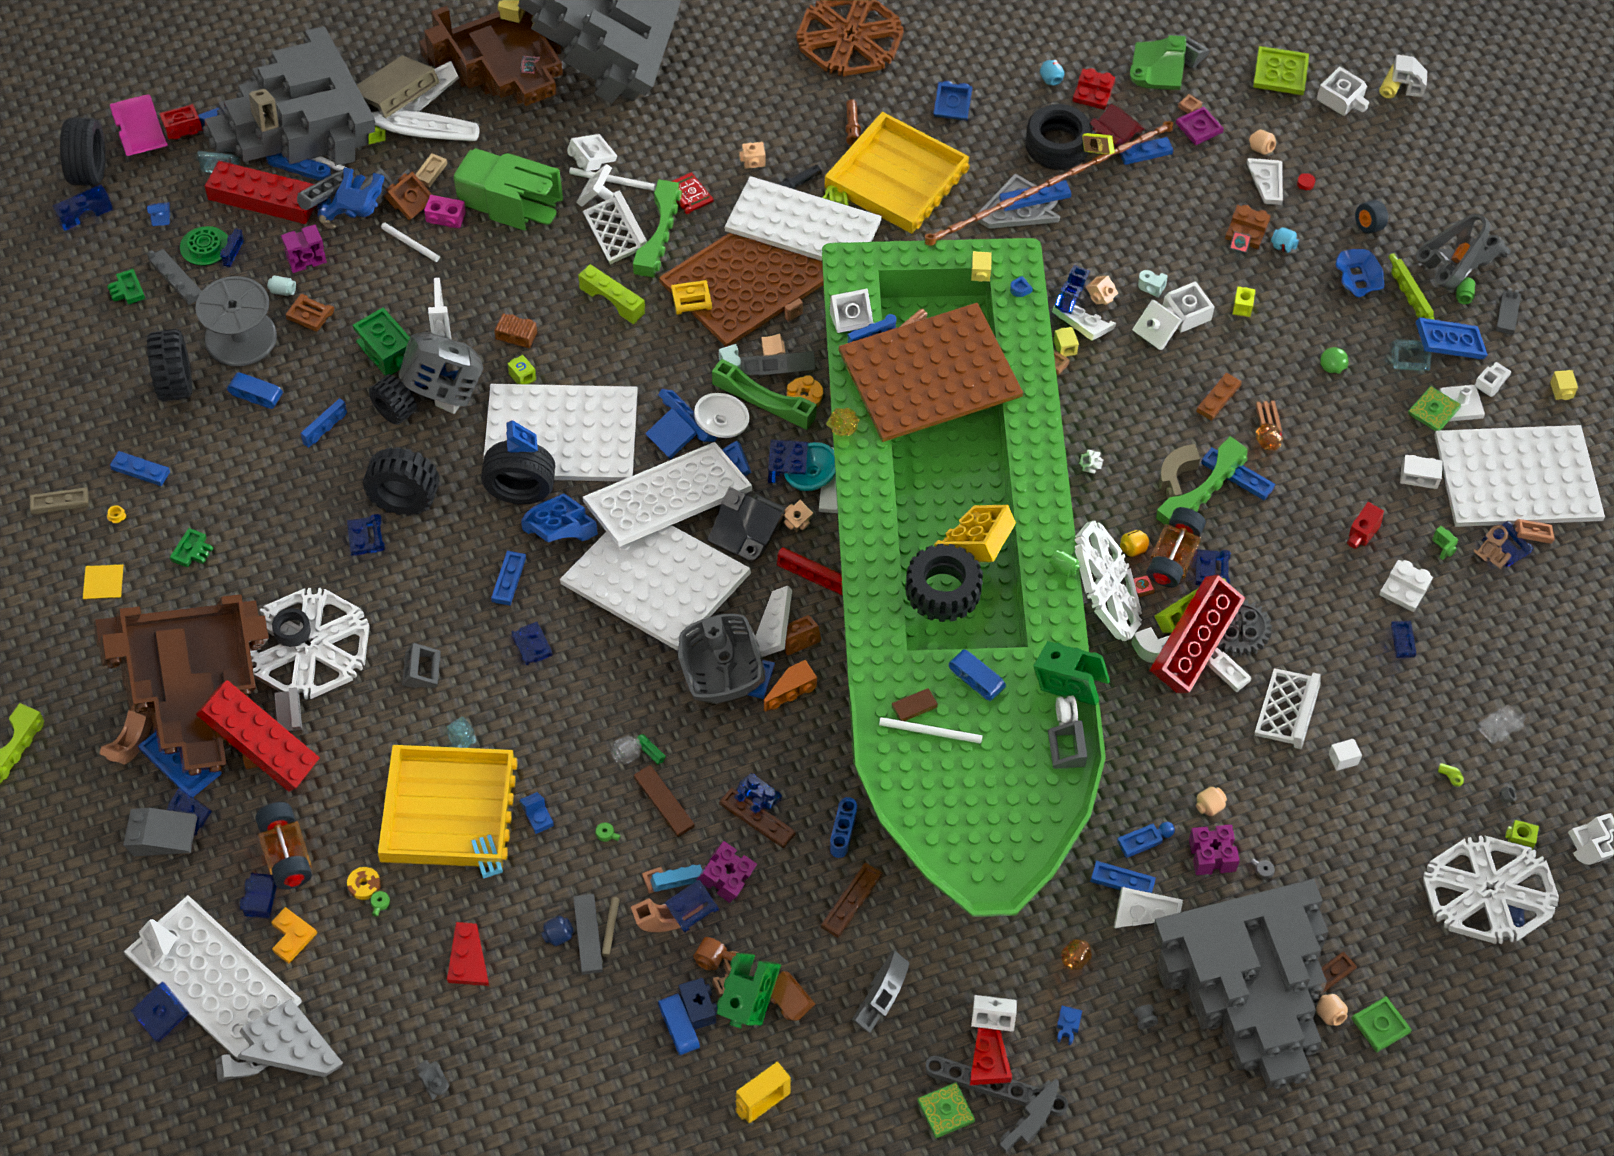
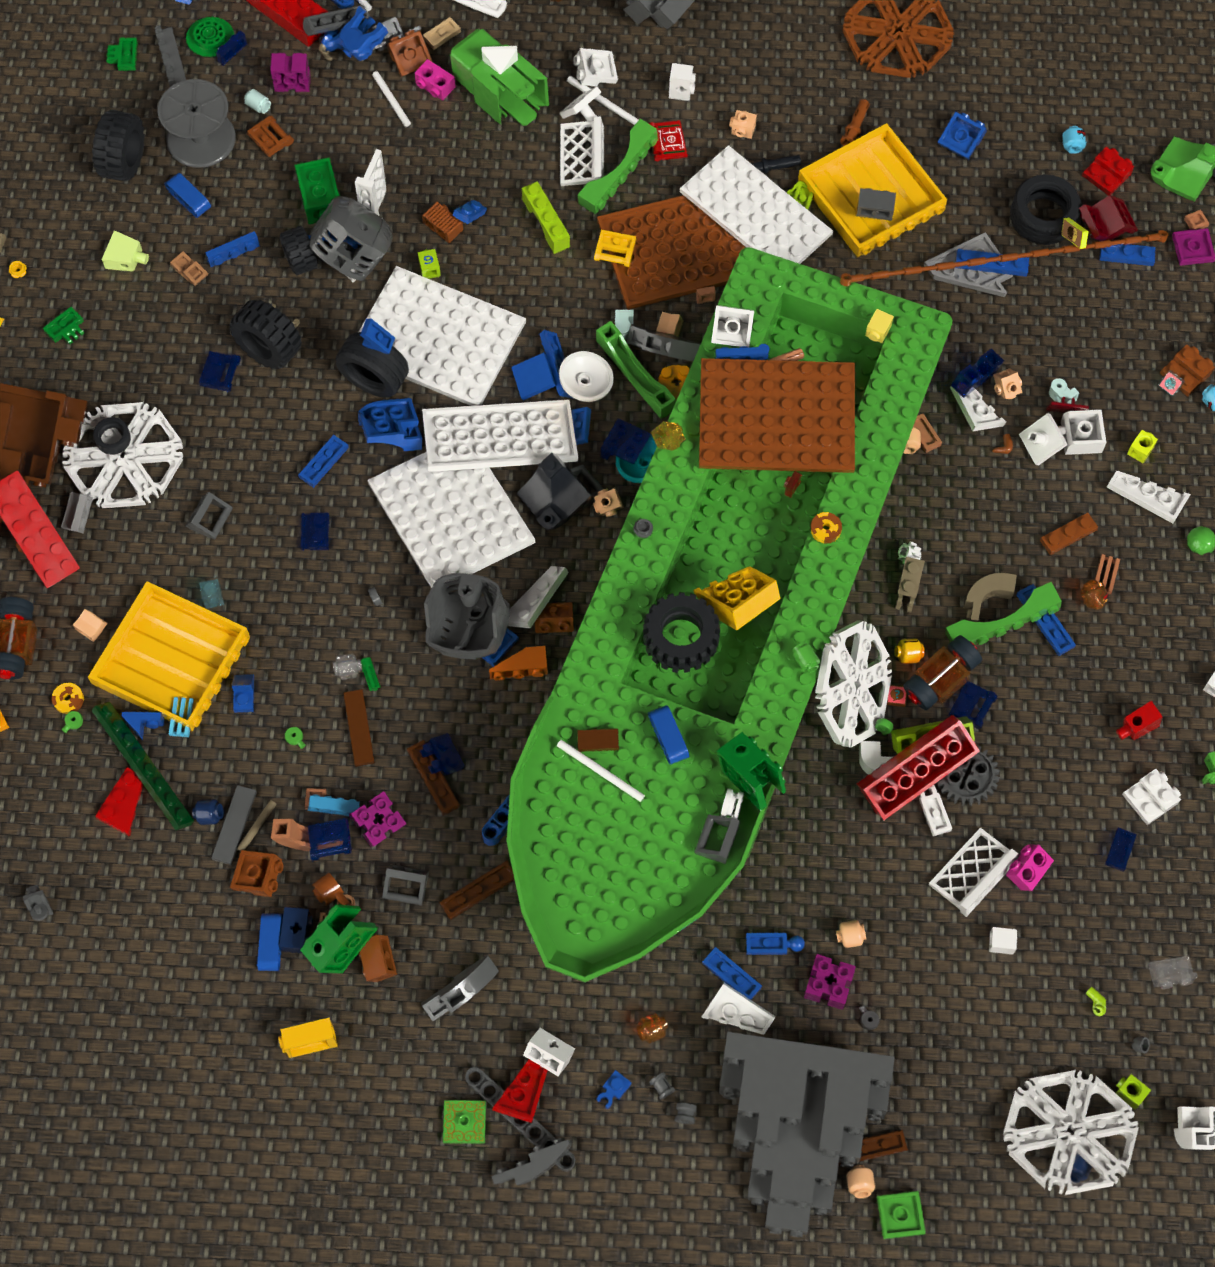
camera: 25 degrees right, 10 degrees up
(140, 468) = (58, 233): blue plate -> none
(217, 463) = (123, 253): none -> yellowish green torso
(288, 456) = (188, 268): none -> medium nougat slope
(352, 808) = (89, 625): none -> light nougat piece
(445, 875) = (138, 720): none -> blue slope
(471, 914) = (142, 766): none -> dark green plate
(506, 165) = (500, 57): none -> white slope
(538, 312) = (469, 211): none -> blue plate
(620, 678) = (375, 596): none -> dark grey tile
(634, 967) = (257, 873): none -> dark orange plate
(679, 137) = (681, 82): none -> white brick
(776, 911) = (407, 874): none -> dark grey tile
(810, 570) = (588, 551): red brick -> none
(860, 509) = (643, 528): none -> dark grey plate
(909, 180) = (876, 204): none -> dark grey brick
(974, 423) = (792, 484): none -> clear red plate
(1020, 287) = (907, 360): blue tile -> none
(1023, 457) = (826, 519): none -> piece
(1066, 341) = (947, 423): light yellow brick -> none
(1104, 484) = (910, 581): none -> dark tan hinge
(1111, 1001) = (662, 1086): none -> dark grey bush
(1126, 340) = (1008, 445): none -> dark orange animal
(1146, 614) = (884, 726): none -> bright green piece
(1160, 292) = (1065, 407): none -> dark red piece
(1281, 341) = (1148, 495): none -> white wing
(1335, 683) = (1032, 868): none -> dark pink brick

